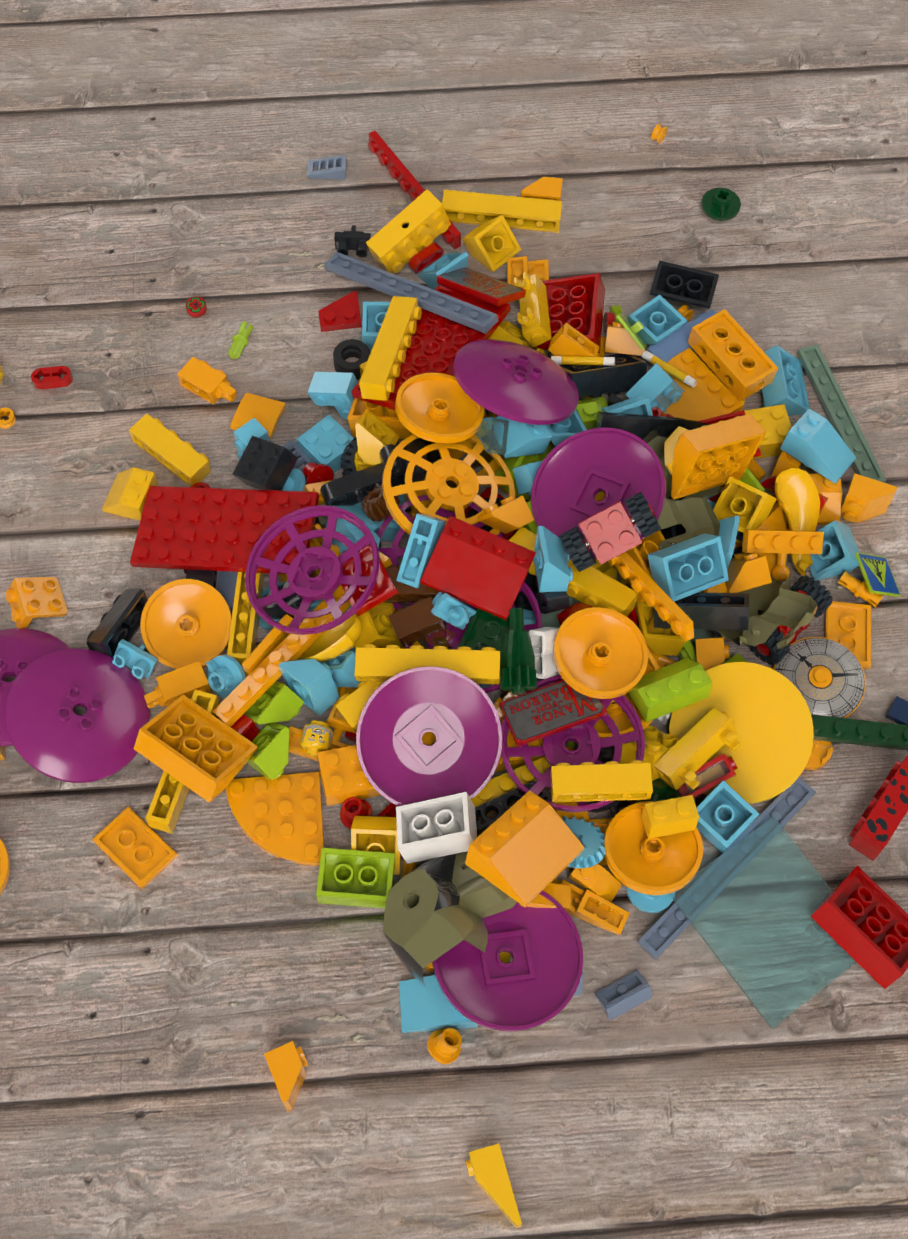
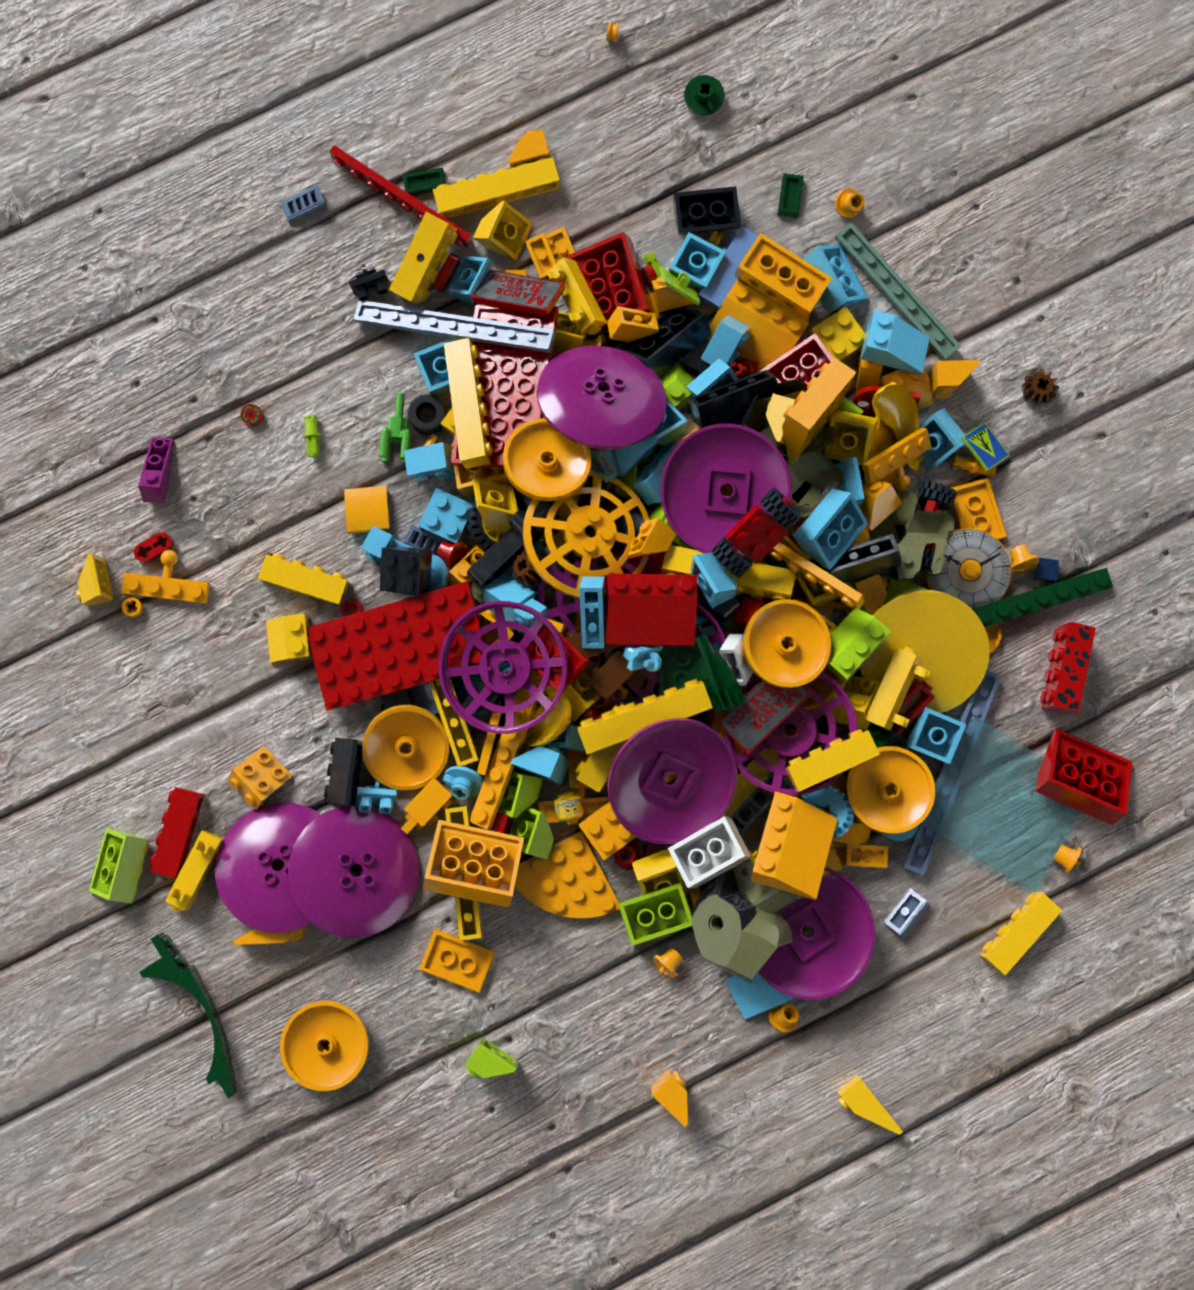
camera: 25 degrees left, 20 degrees up
(44, 411) = (165, 586): none -> light orange plate
(86, 320) = (156, 471): none -> magenta slope
(112, 952) = (489, 1061): none -> lime slope
(206, 381) = (302, 494): light orange hinge -> none
(315, 361) = (396, 432): none -> bright green plant
(341, 314) = (393, 366): red wing -> none
(346, 936) = (668, 962): none -> light orange piece
(438, 185) = (423, 181): none -> dark green tile
(580, 360) = (647, 337): yellow bar -> none
(670, 369) = (728, 310): yellow bar -> none
(670, 816) = (897, 762): yellow brick -> none
(740, 1063) = (1021, 932): none -> yellow brick
(768, 307) = (790, 195): none -> dark green tile
(822, 329) = (849, 203): none -> light orange piece
(823, 1004) = (1067, 857): none -> light orange piece
(879, 691) = (1022, 559): none -> light orange piece

